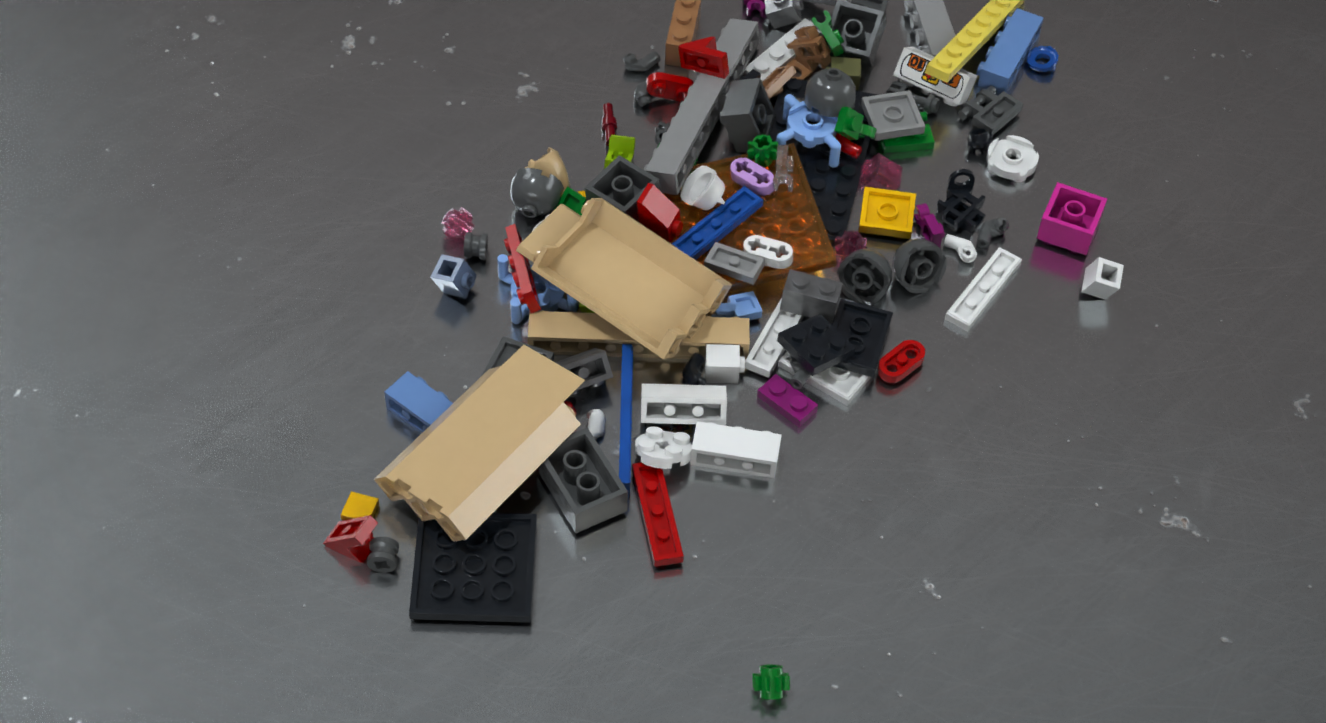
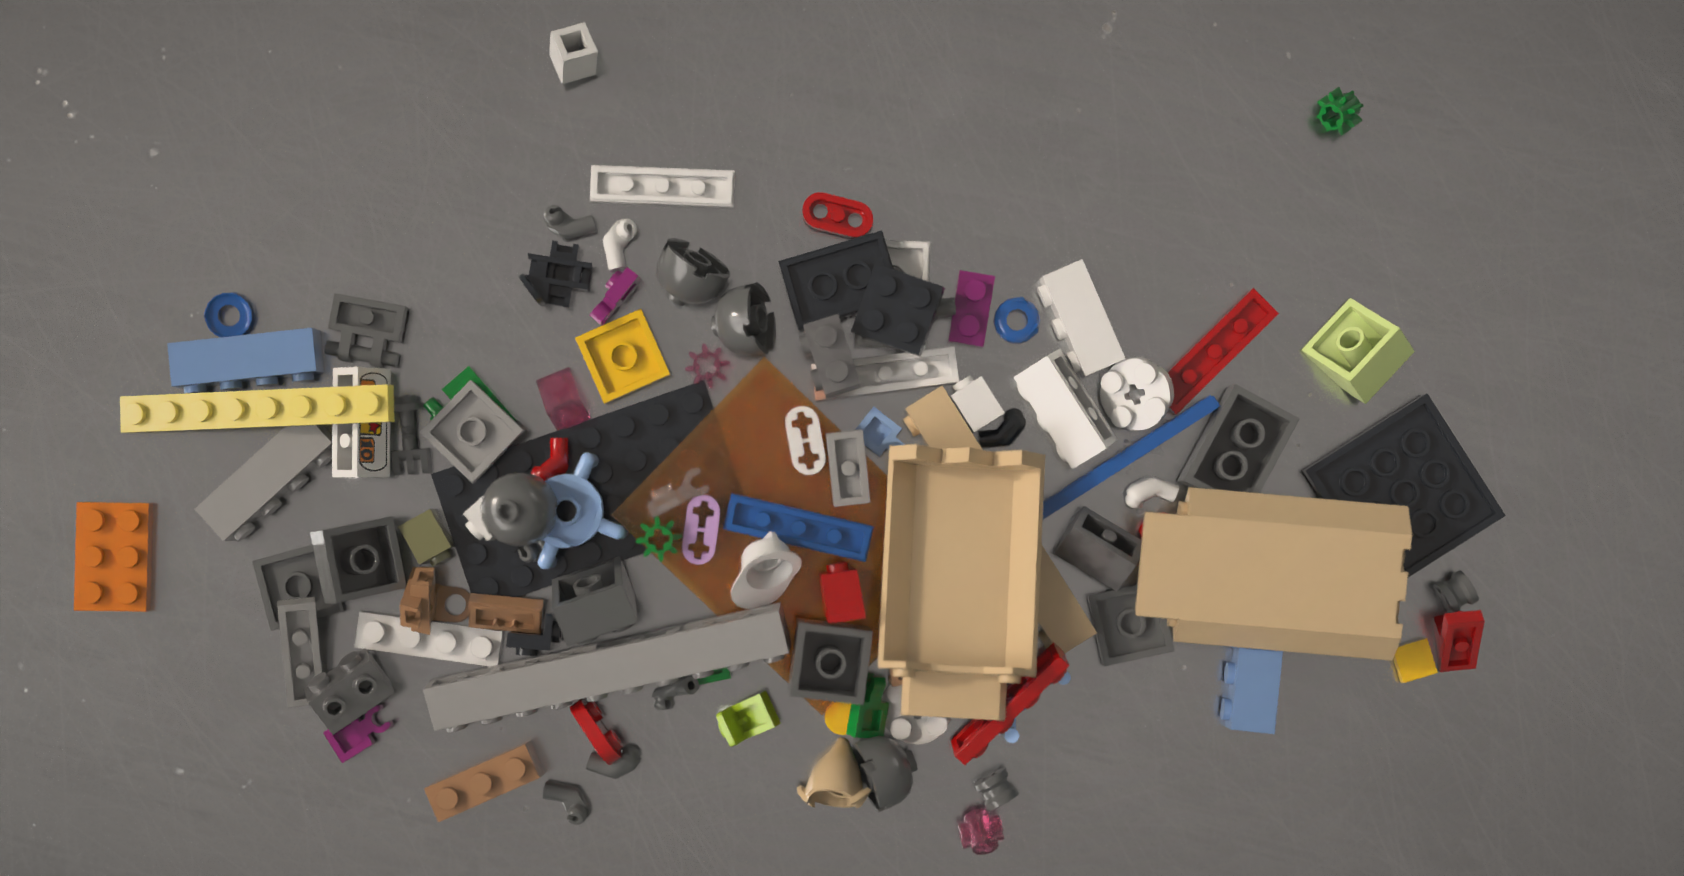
camera: 120 degrees left, 35 degrees up
(453, 276) = (1064, 777): sand blue brick -> none
(591, 594) = (1359, 350): none -> yellowish green slope
(609, 122) = (699, 769): dark red bar -> none
(704, 57) = (548, 713): red slope -> none
(751, 424) = (1009, 334): none -> blue piece
(831, 37) = (402, 574): green plate -> none
(850, 125) = (540, 460): green plate -> none
(979, 138) = (421, 321): black plate -> none
(999, 158) = (416, 247): white plate -> none
(1071, 218) = (498, 134): dark pink brick -> none

